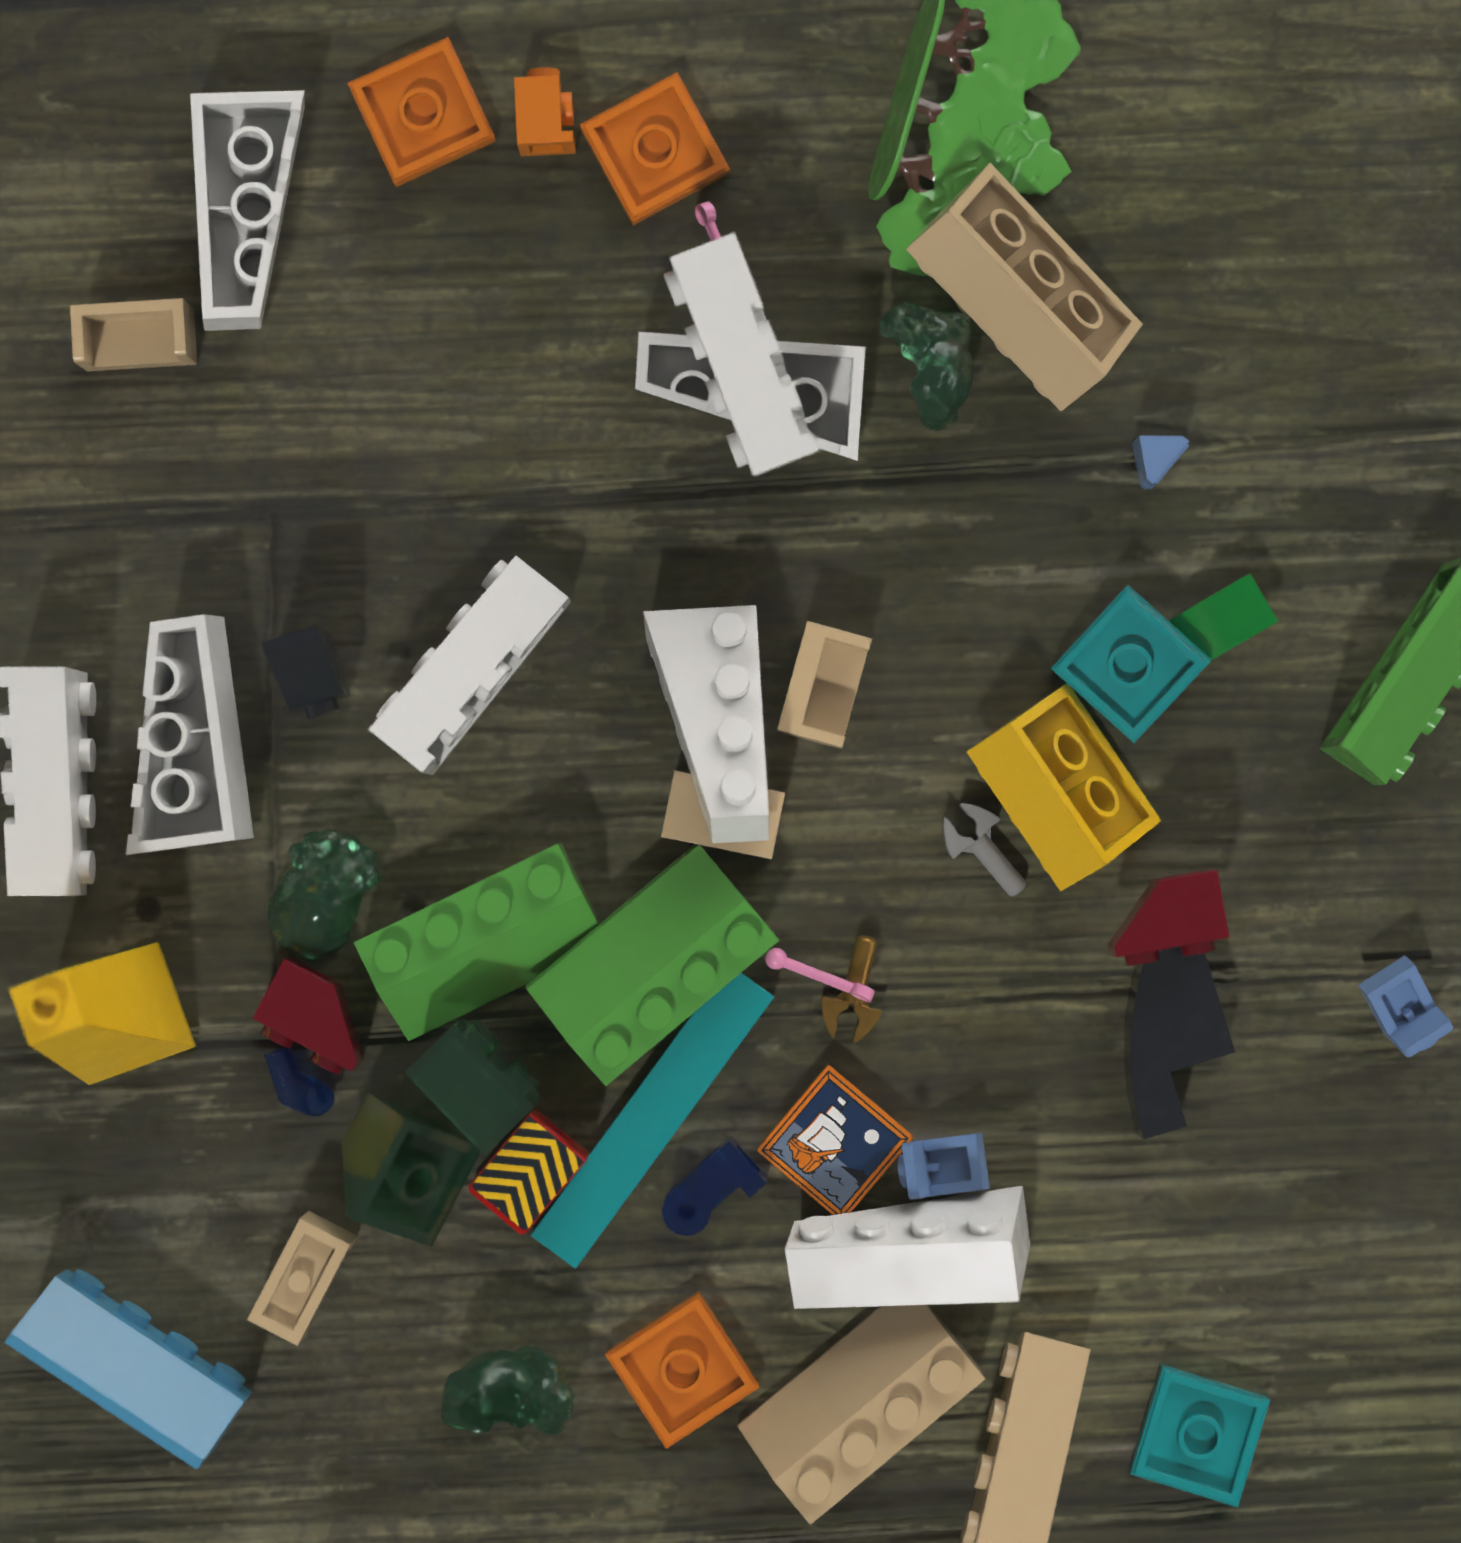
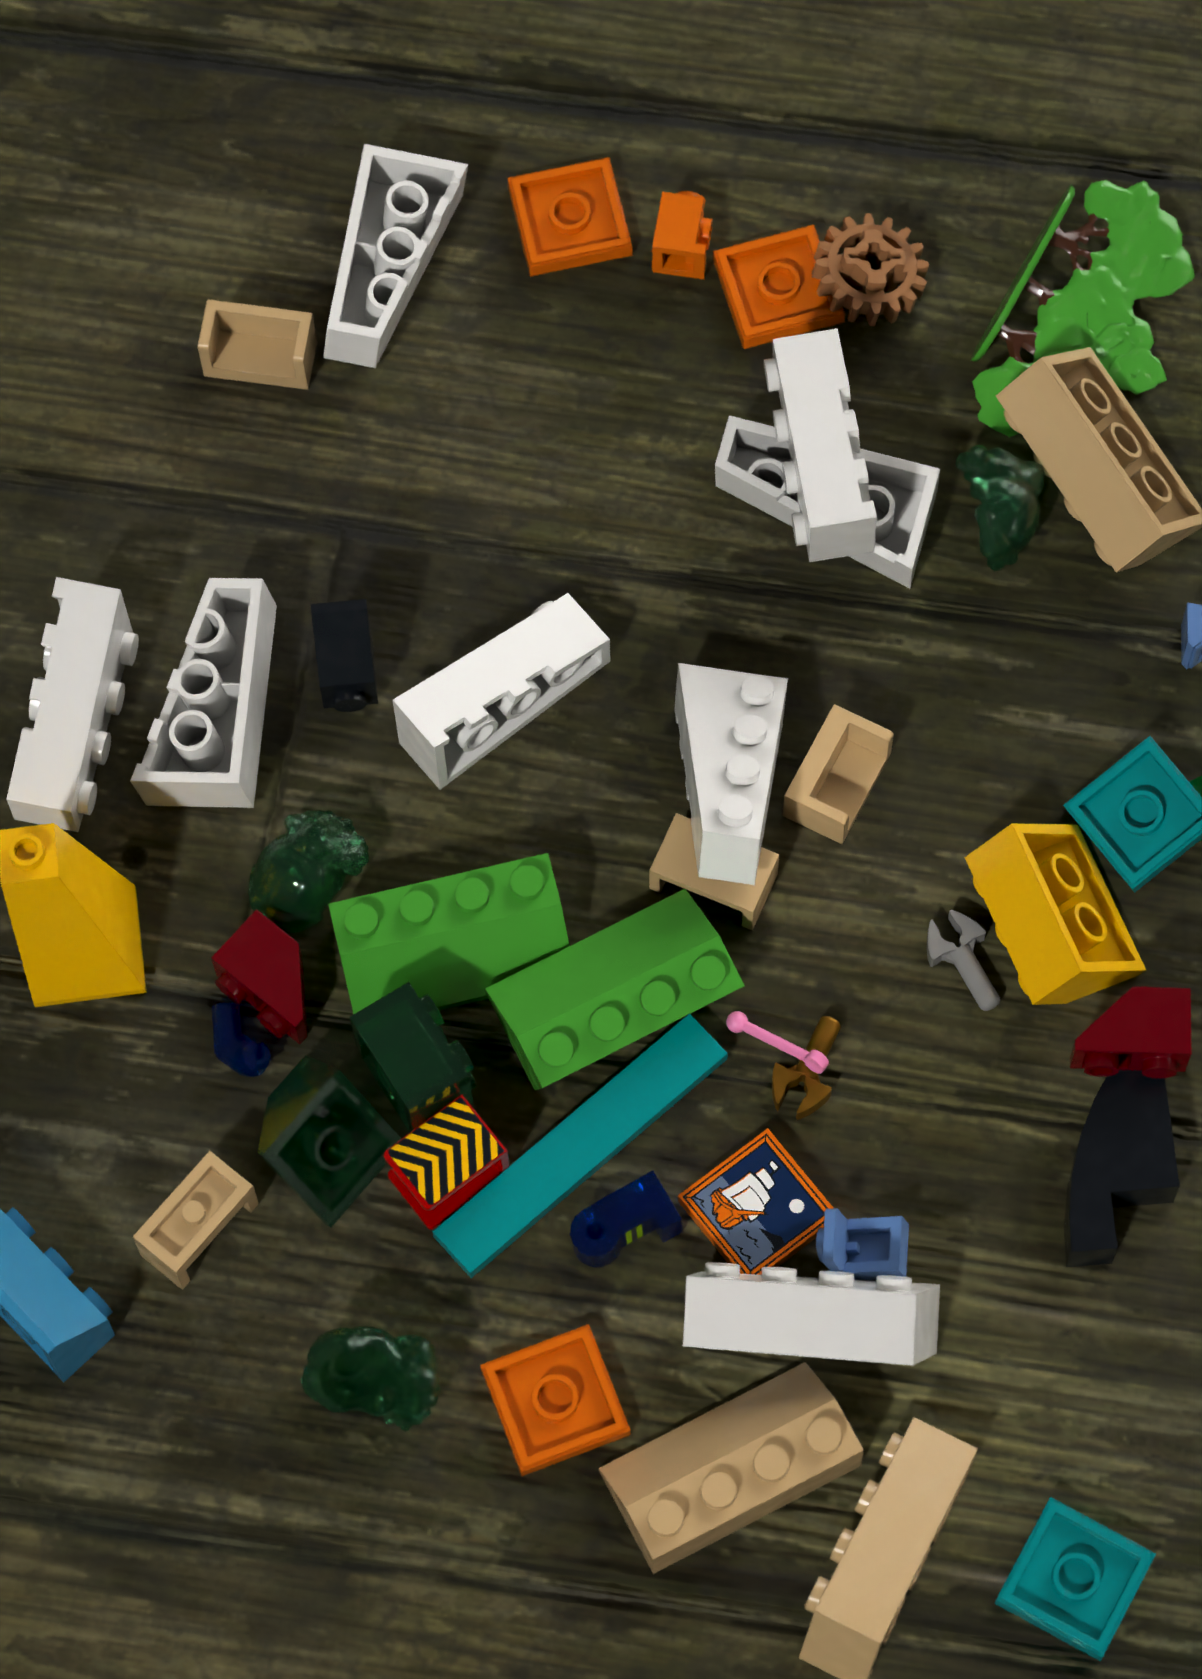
camera: 15 degrees right, 20 degrees down
(741, 93) = (871, 268): none -> medium nougat gear

